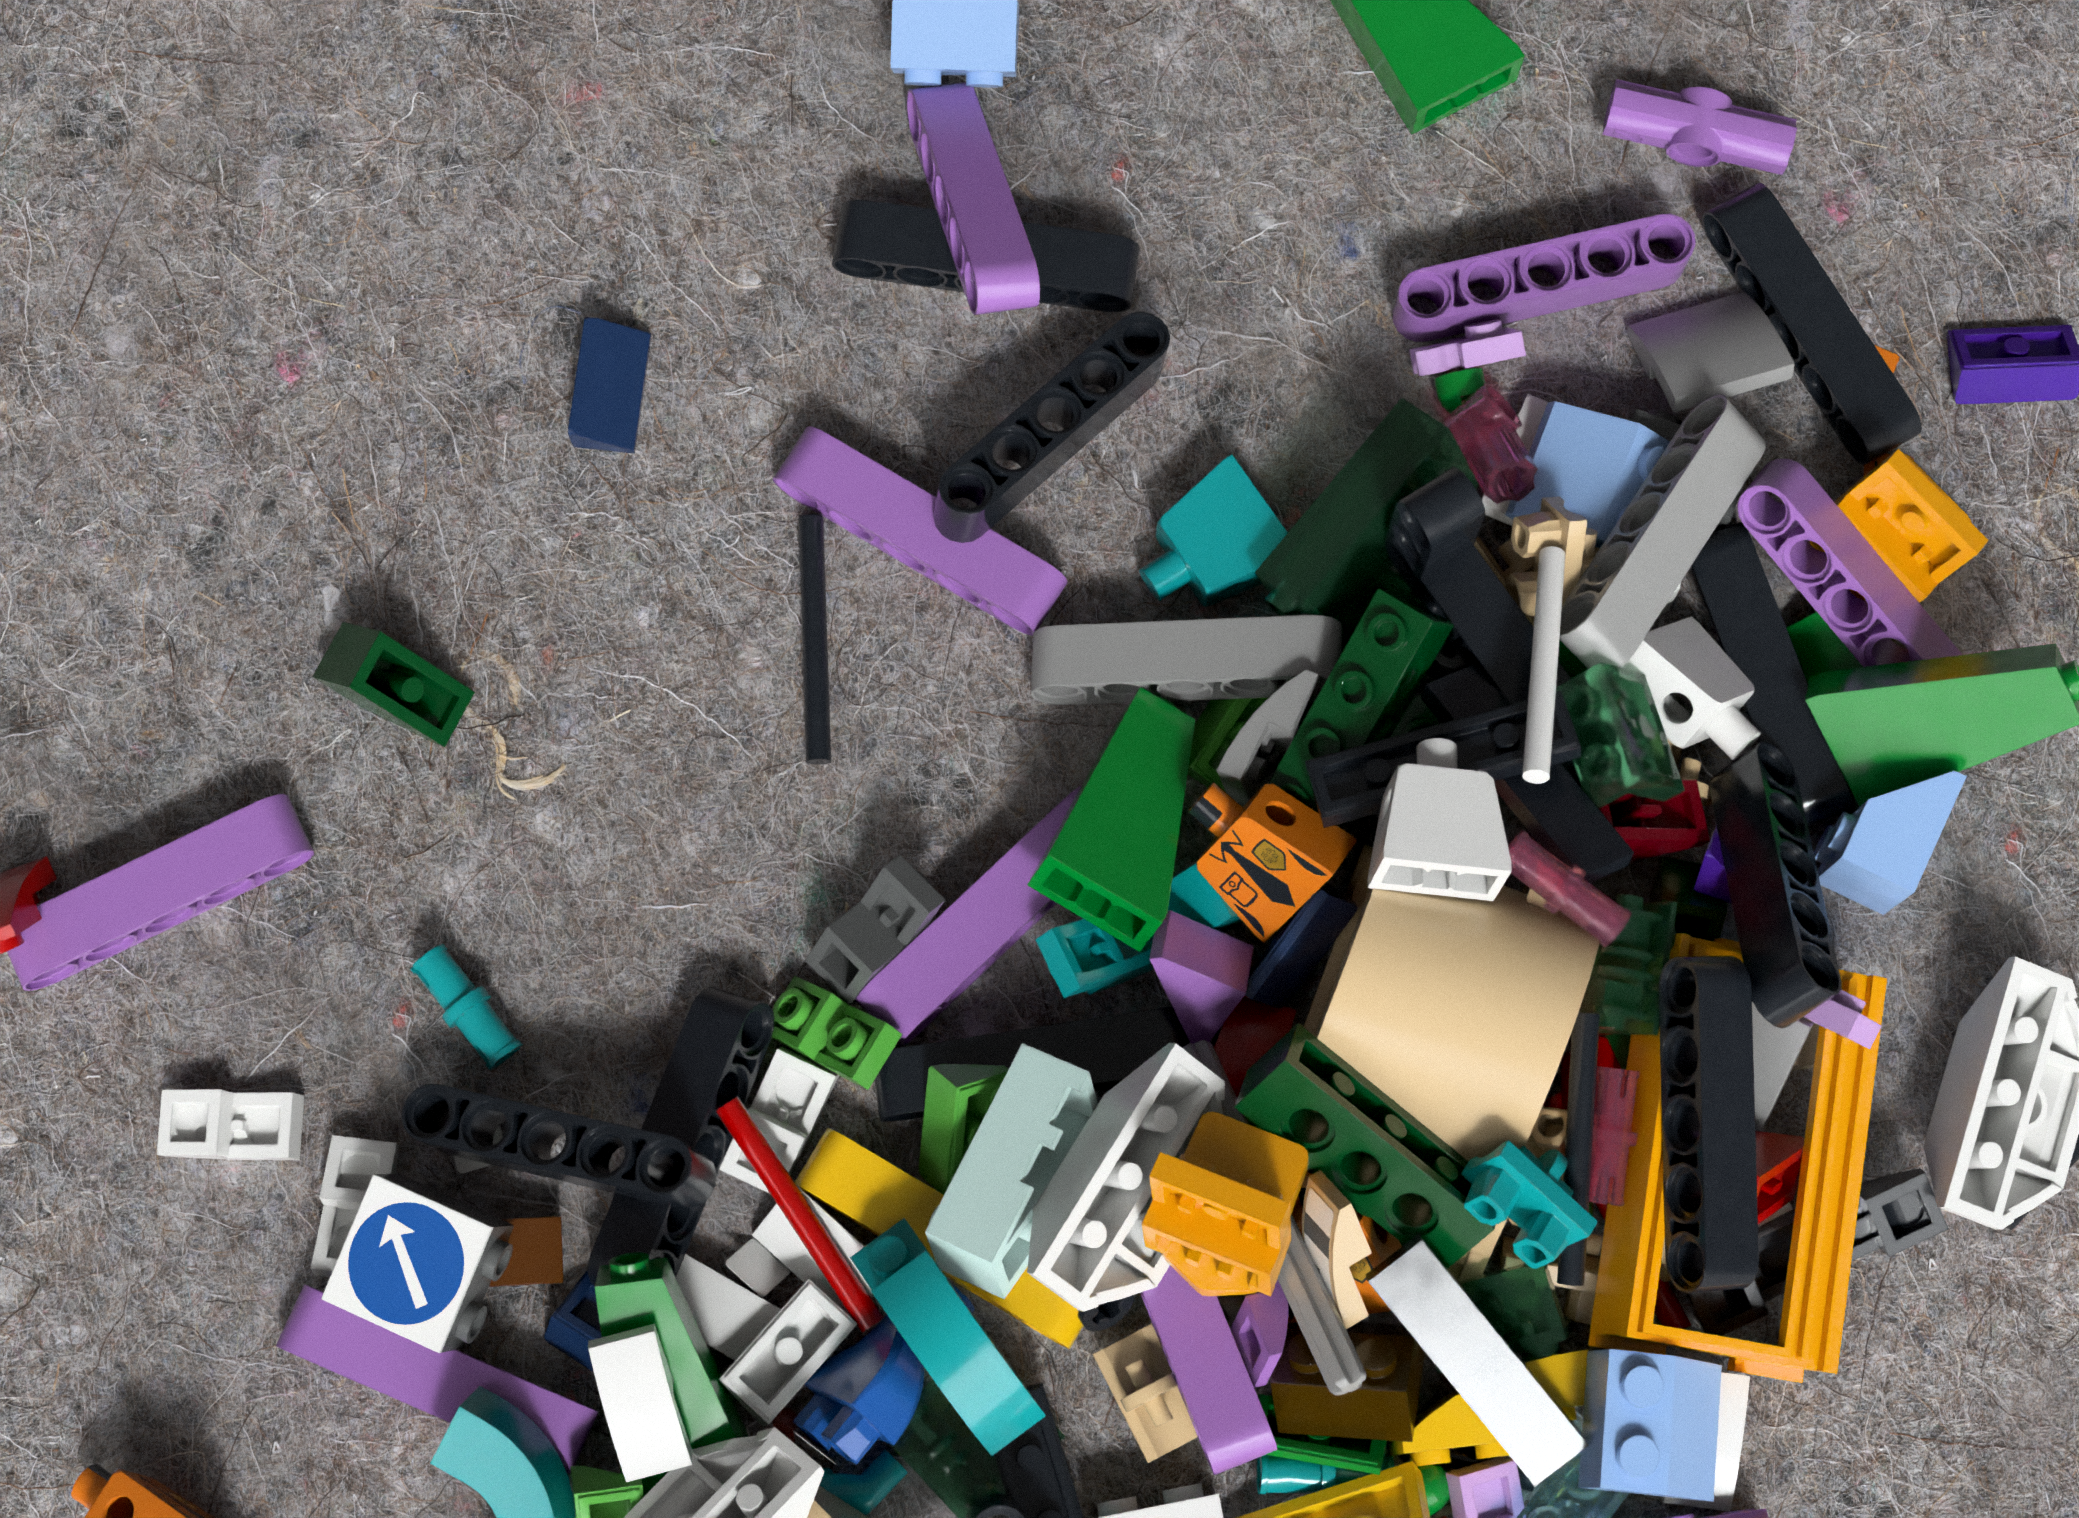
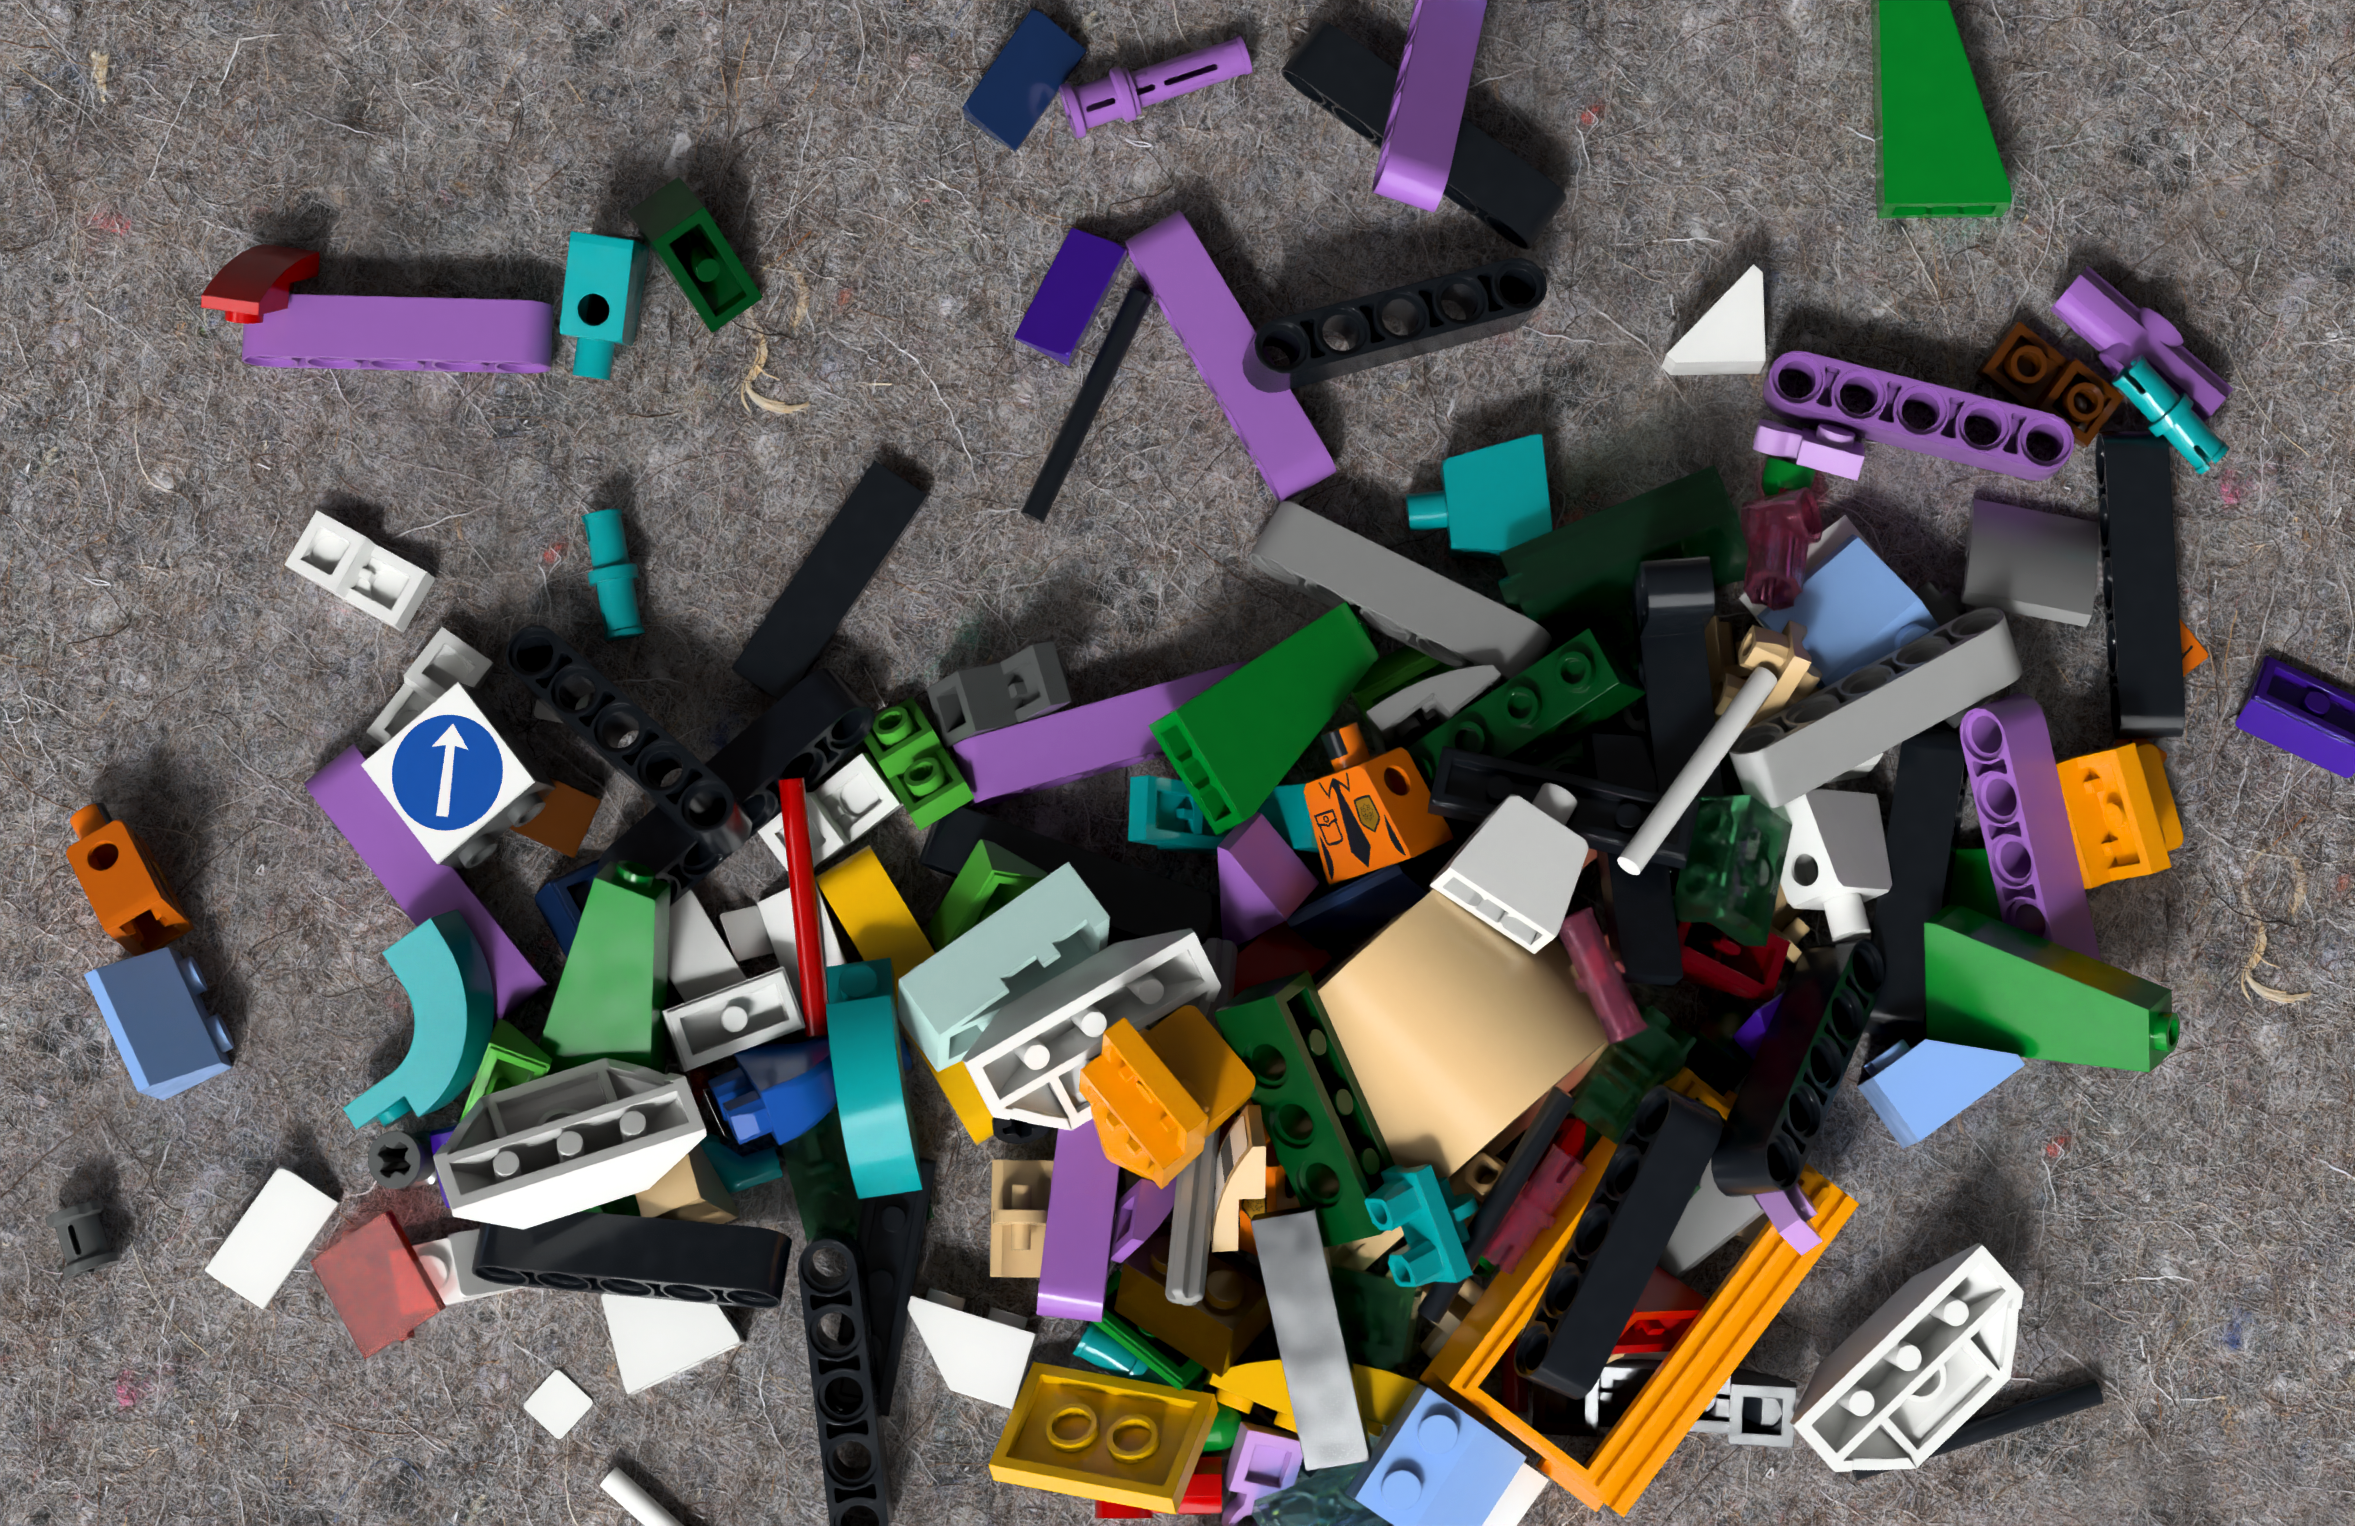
camera: 30 degrees right, 5 degrees up
(313, 740) = (597, 271): none -> teal torso
(640, 1402) = (583, 995): white slope -> none
(667, 912) = (830, 582): none -> black tile
(710, 358) = (1117, 93): none -> medium lavender pin
(750, 550) = (1071, 295): none -> dark purple slope
(1345, 292) = (1727, 336): none -> white slope
(1618, 193) = (2044, 380): none -> reddish brown slope
(1760, 163) = (2170, 414): none -> teal pin

